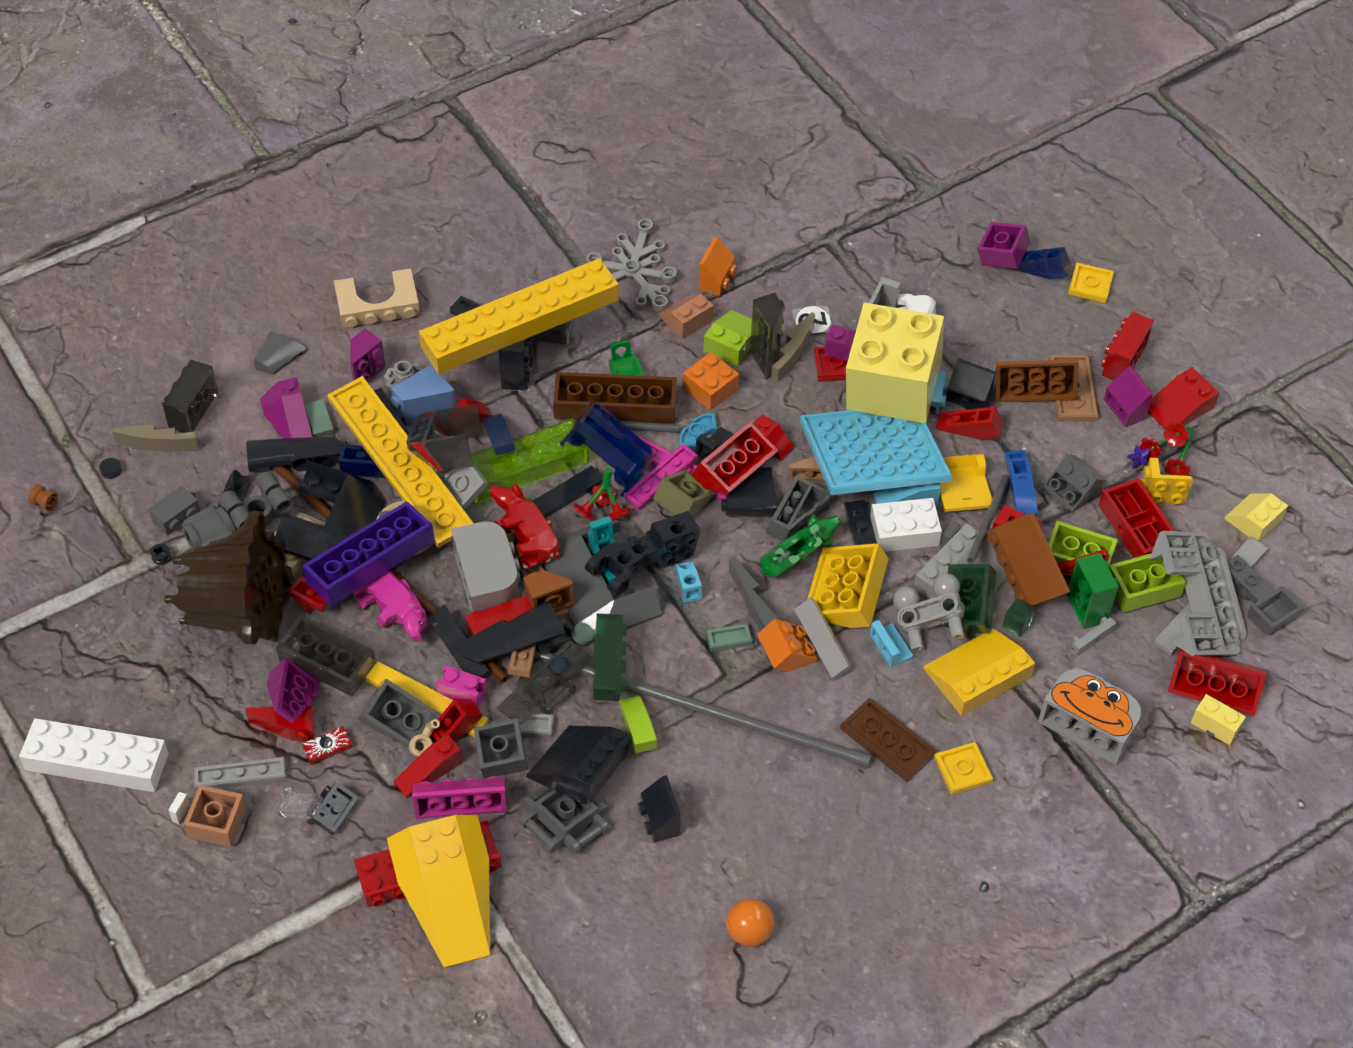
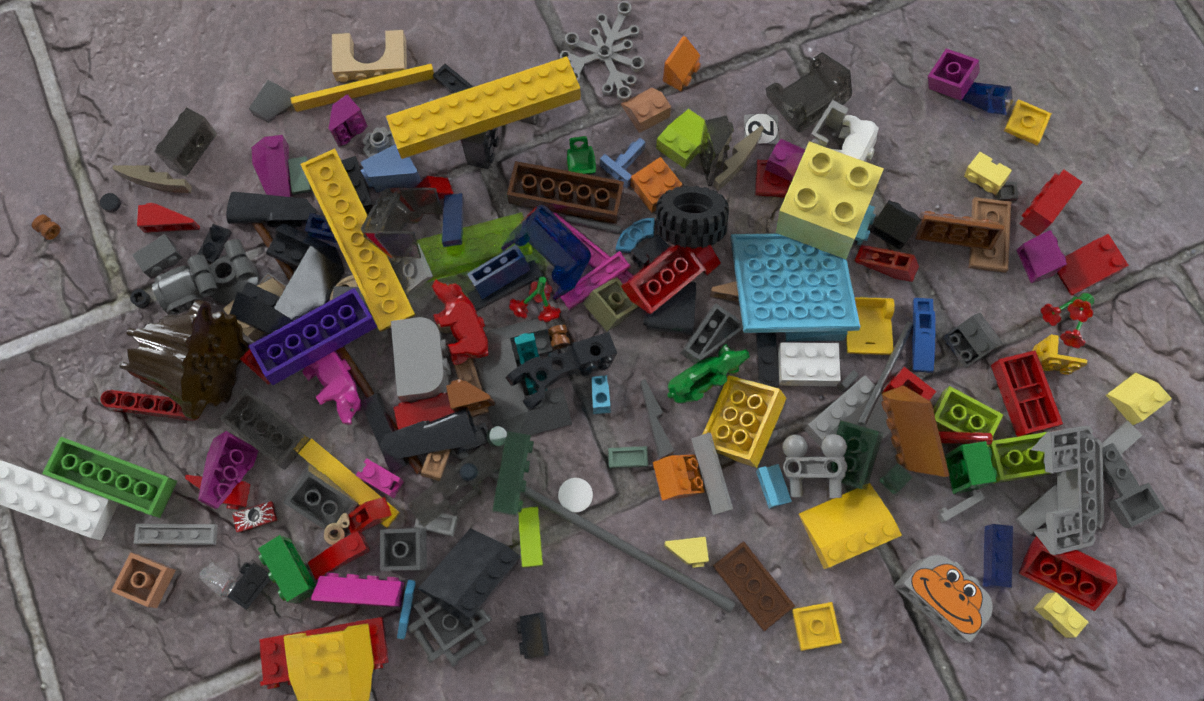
camera: 10 degrees right, 20 degrees up
(171, 474) = (160, 219): none -> red slope
(179, 807) = (115, 564): white tile -> none
(182, 655) = (142, 404): none -> red beam
(182, 724) = (110, 477): none -> bright green brick
(377, 783) = (287, 570): none -> green brick
(378, 327) = (363, 87): none -> yellow tile
(513, 807) = (406, 609): none -> dark azure tile
(557, 475) = (498, 271): none -> dark blue brick
(631, 528) = (559, 337): none -> dark orange wheel
(671, 364) = (618, 168): none -> medium blue bracket
(678, 680) = (575, 494): none -> white sticker
(755, 398) = (692, 216): none -> black tyre
(811, 712) = (690, 551): none -> light yellow slope
(859, 281) = (810, 96): none -> clear smoke windscreen
(1058, 331) = (987, 174): none -> light yellow brick
(1083, 346) = (1008, 192): none -> dark grey tile
(1139, 456) = (1038, 319): dark purple plant -> none
(1141, 673) = (998, 556): none -> clear blue brick

